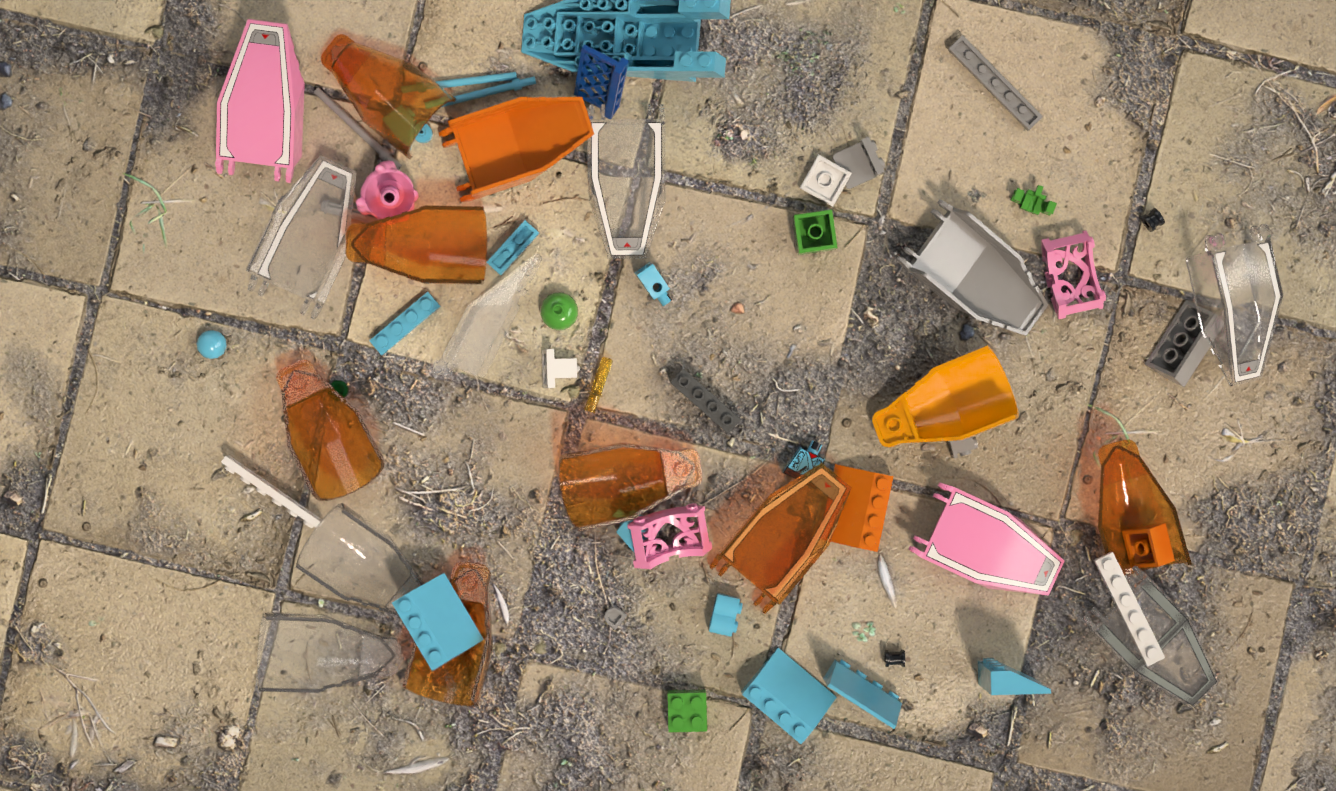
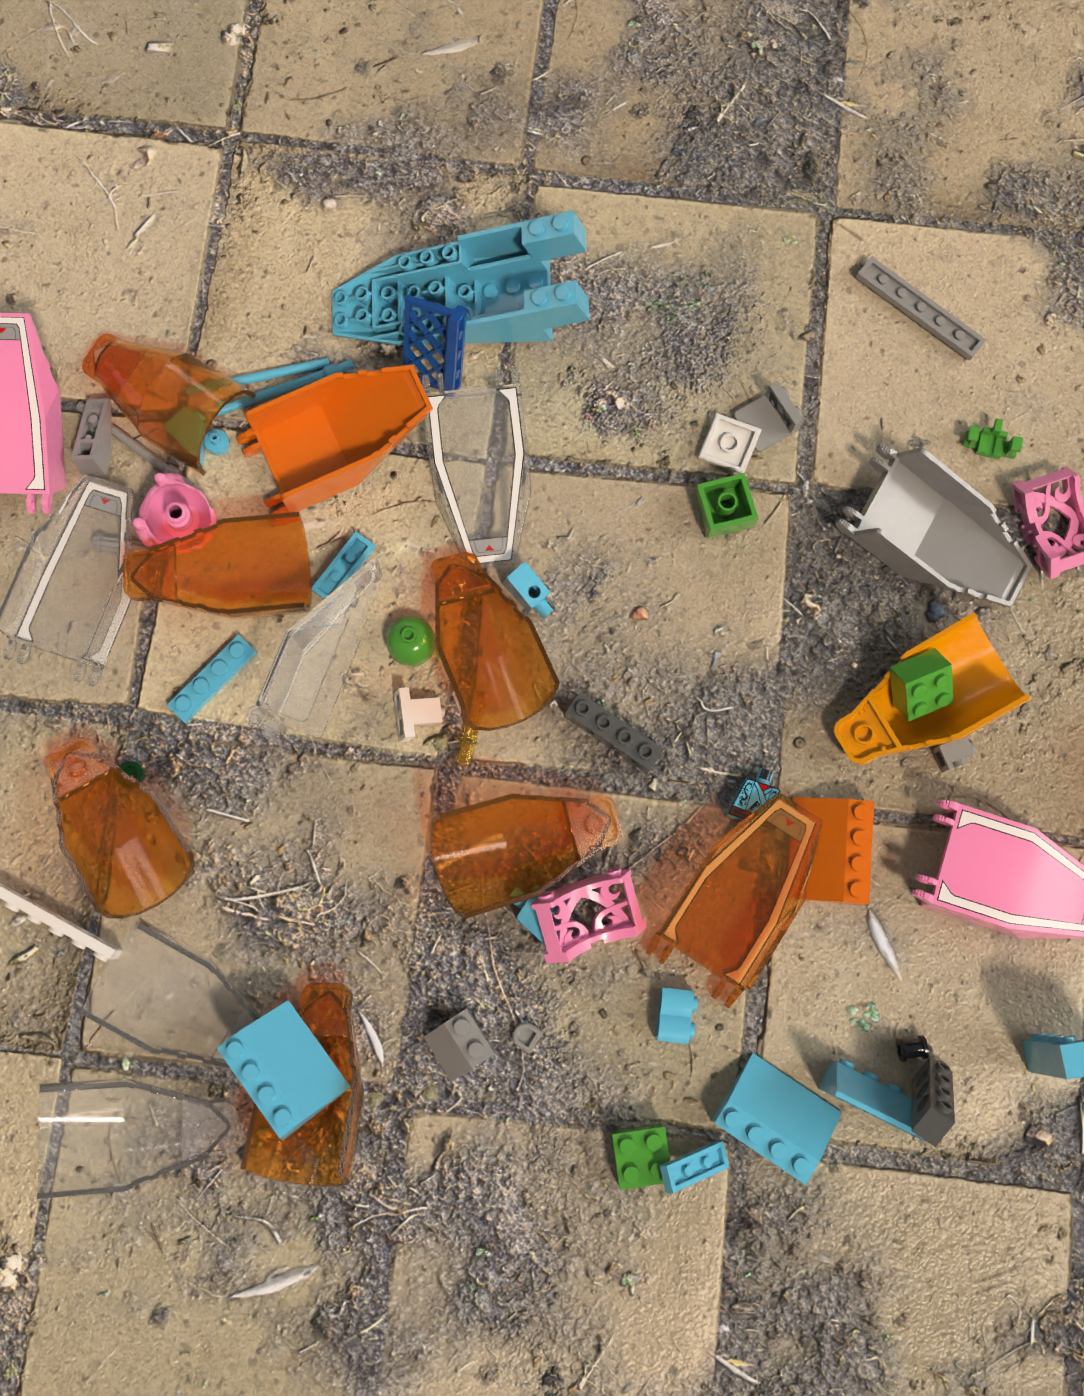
camera: 15 degrees left, 10 degrees down
(327, 121) = (93, 441): none -> light grey slope
(565, 617) = (459, 1044): none -> light grey slope
(616, 325) = (487, 648): none -> clear orange windscreen
(723, 722) = (694, 1166): none -> medium azure plate
(899, 697) = (932, 1101): none -> dark grey brick
(942, 393) = (922, 684): none -> bright green brick

